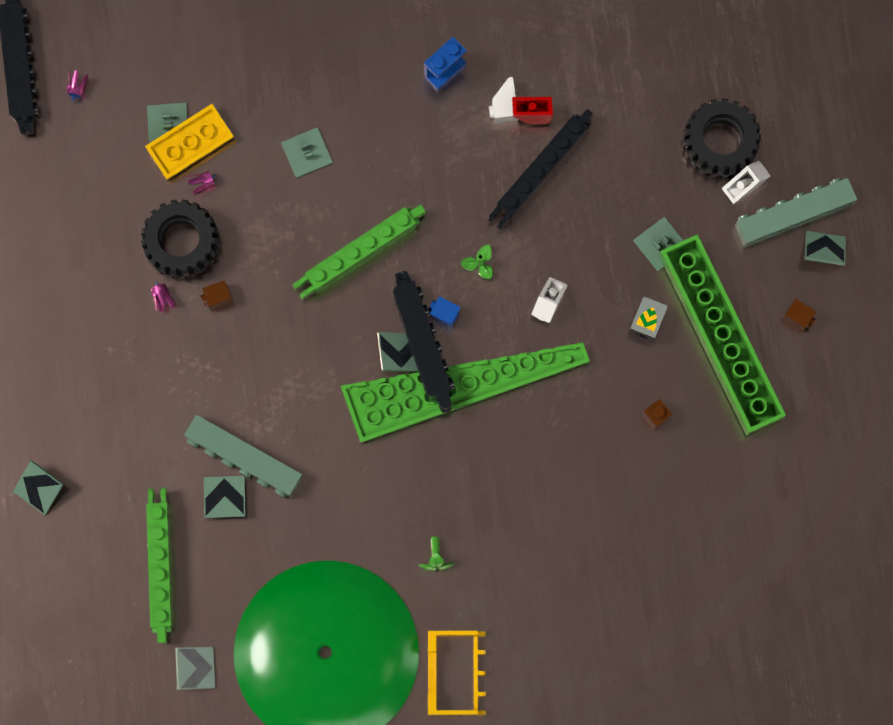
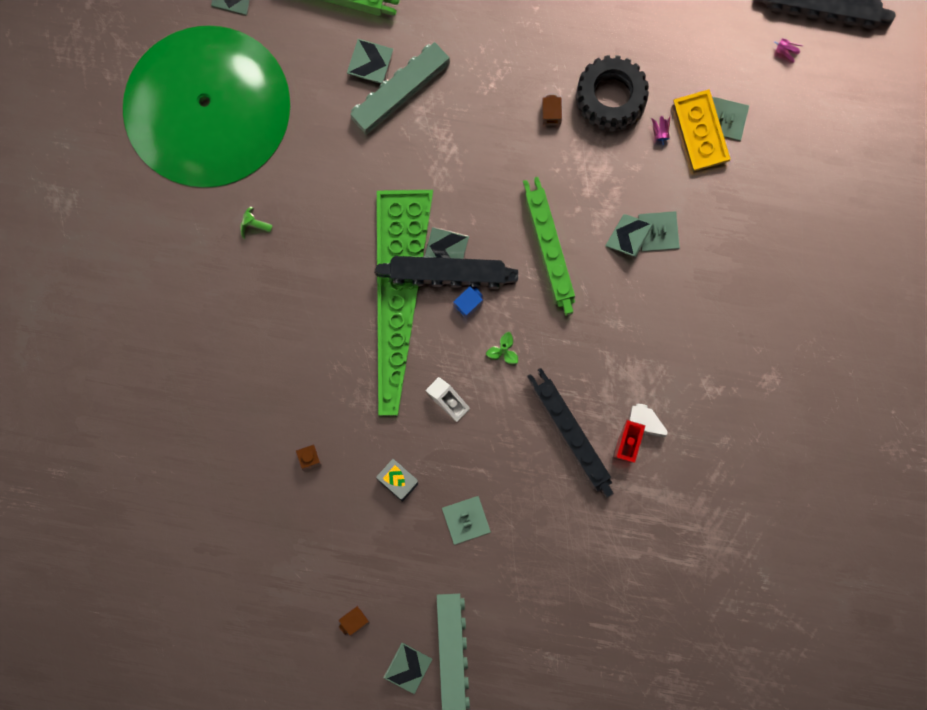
camera: 110 degrees right, 0 degrees up
(160, 294) = (572, 61): flat silver piece -> none
(322, 177) = (629, 235): none -> sand green piece
(432, 686) = (131, 178): yellow hinge -> none
(444, 63) = (699, 376): blue panel -> none
(722, 335) = (359, 541): bright green brick -> none
(728, 114) = (544, 635): black tyre -> none
(746, 181) = (496, 618): white slope -> none

